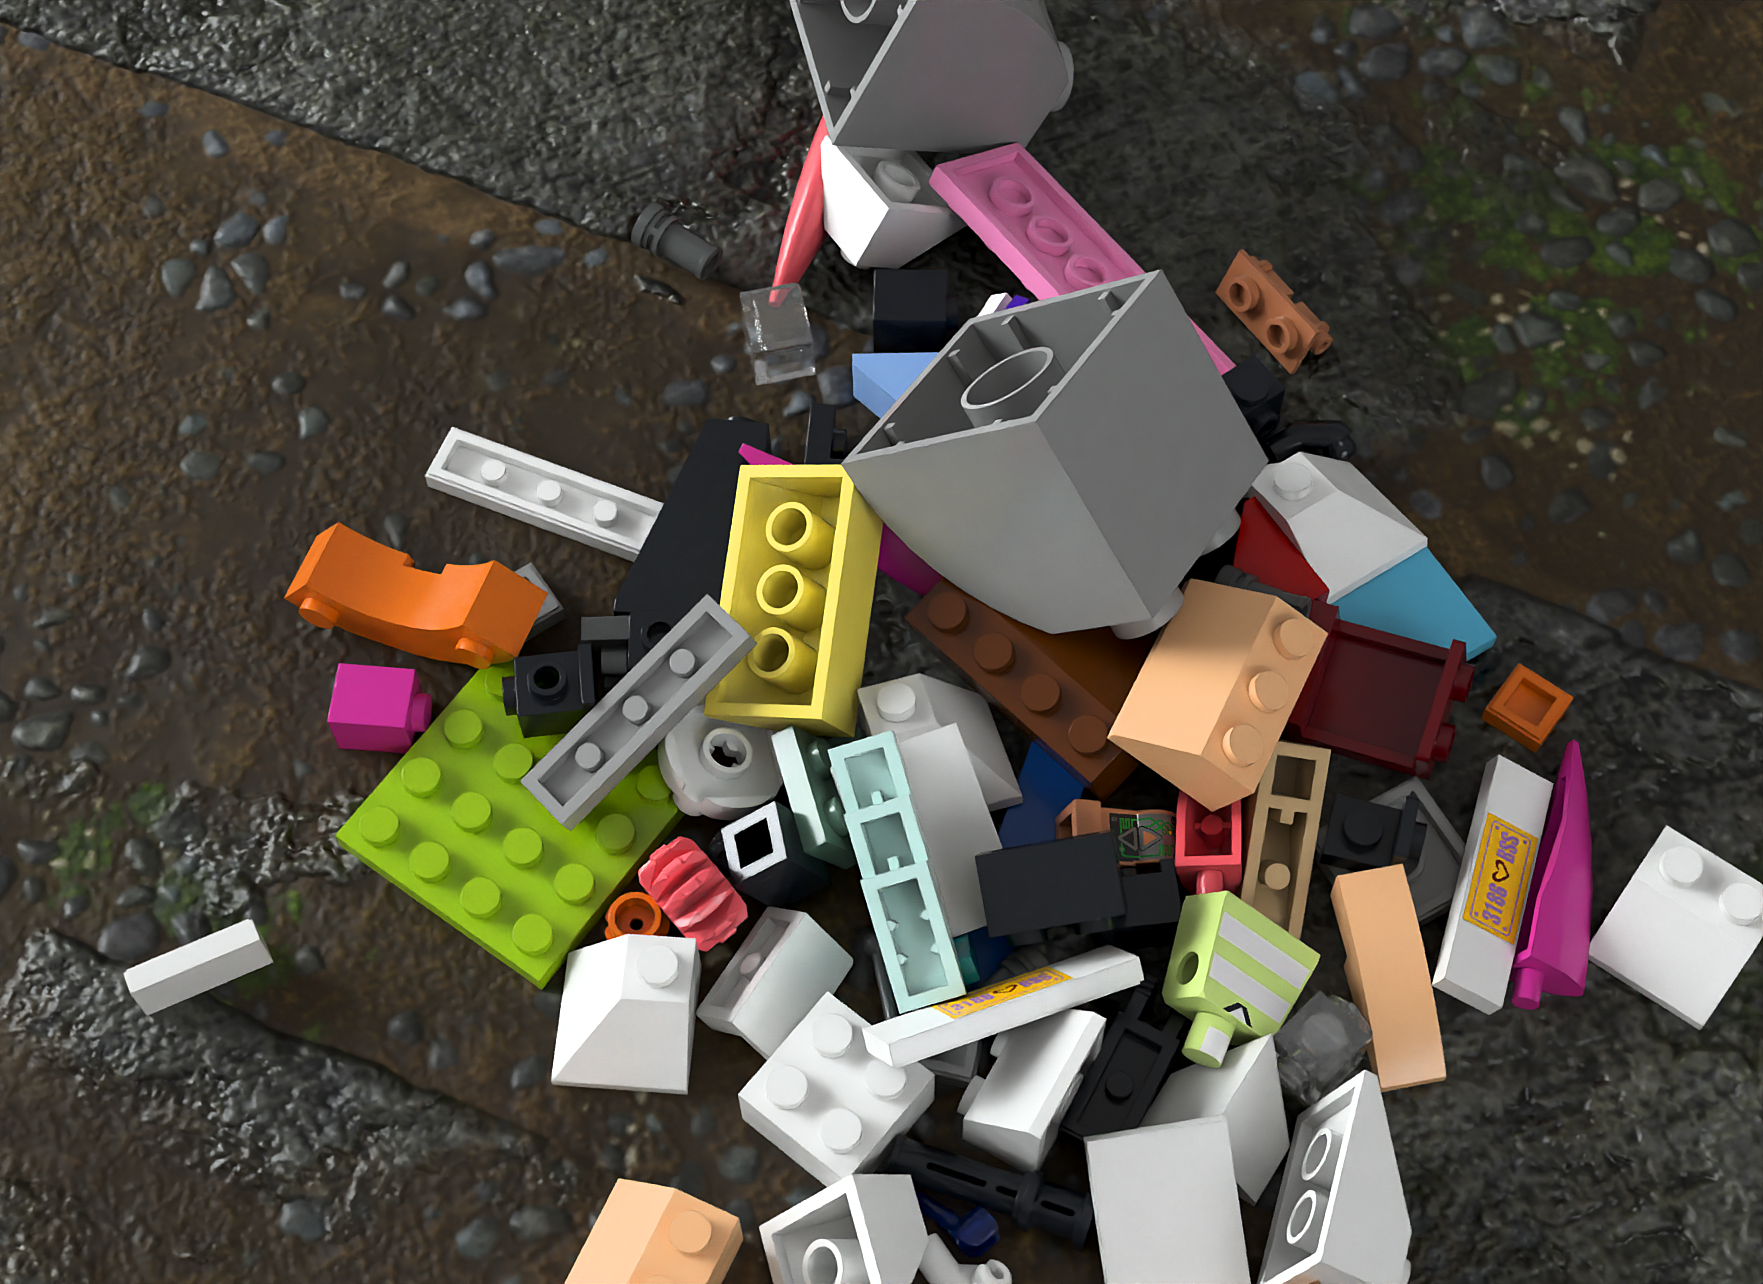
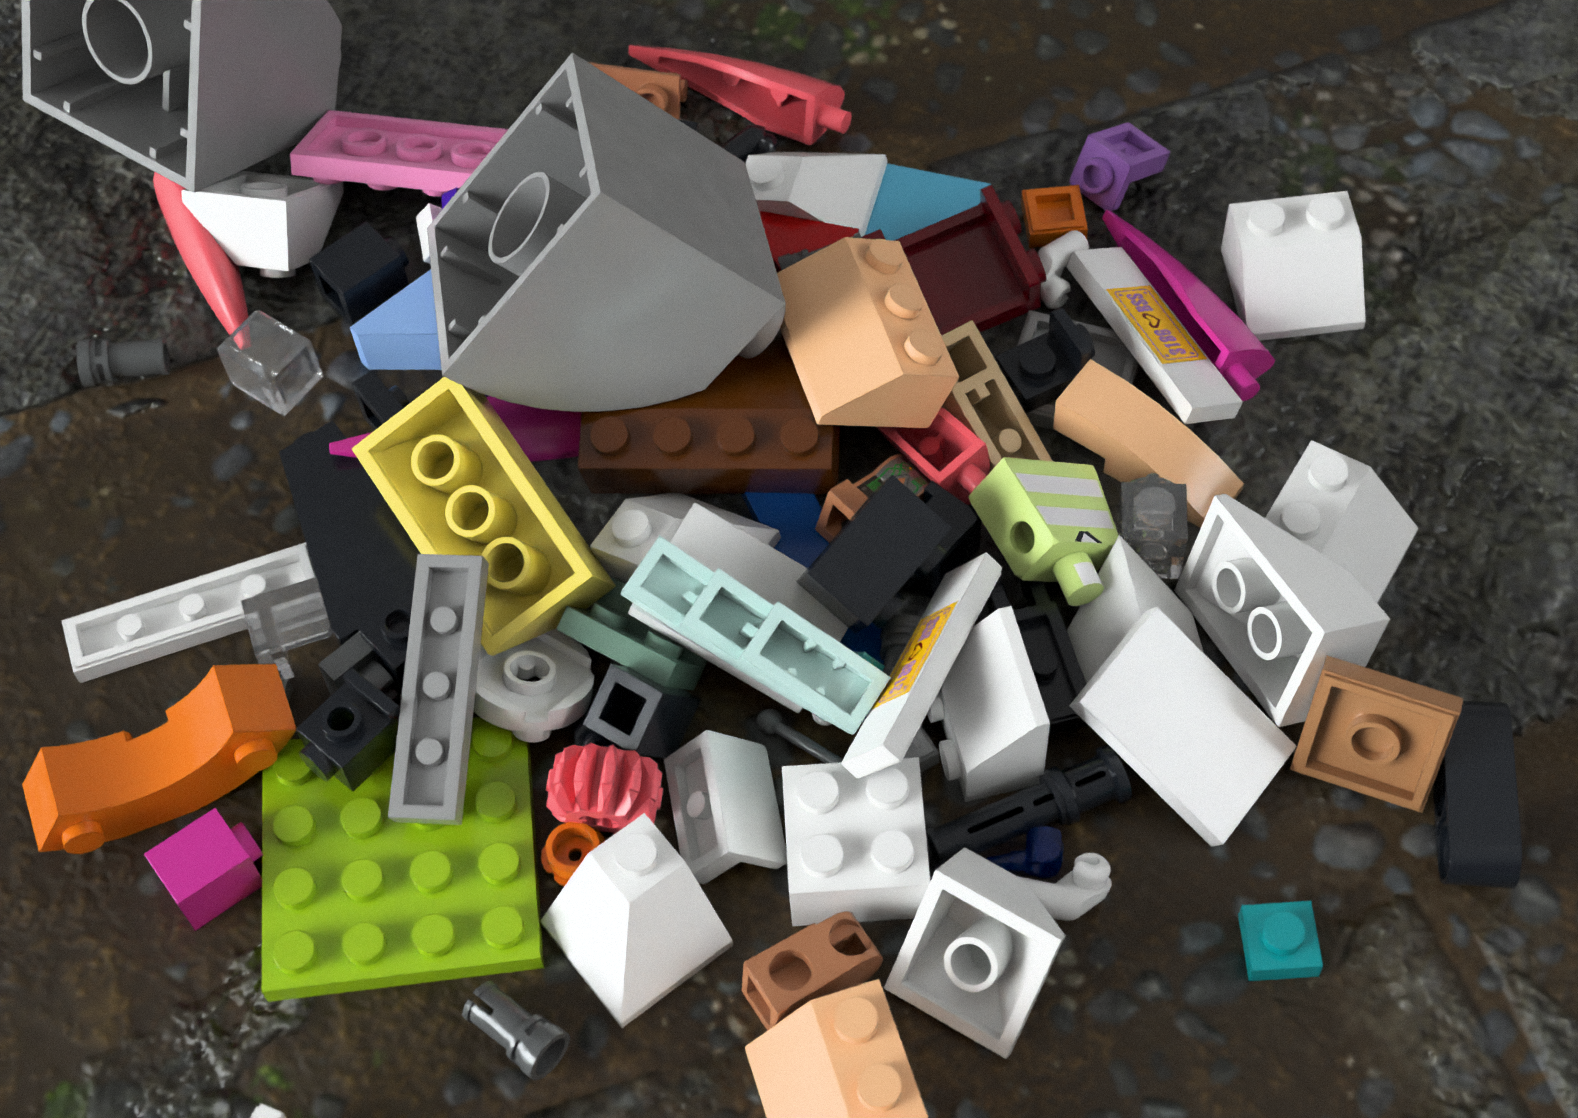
camera: 40 degrees left, 5 degrees down
(475, 1034) = (528, 1038): none -> dark grey pin
(591, 563) = (286, 621): none -> clear panel
(716, 1164) = (809, 966): none -> nougat leg
(1387, 402) = (761, 93): none -> coral piece
(1472, 1187) = (1345, 515): none -> white slope
(1474, 749) = (1054, 260): none -> white arm
(1629, 703) = (1113, 161): none -> medium lavender bracket

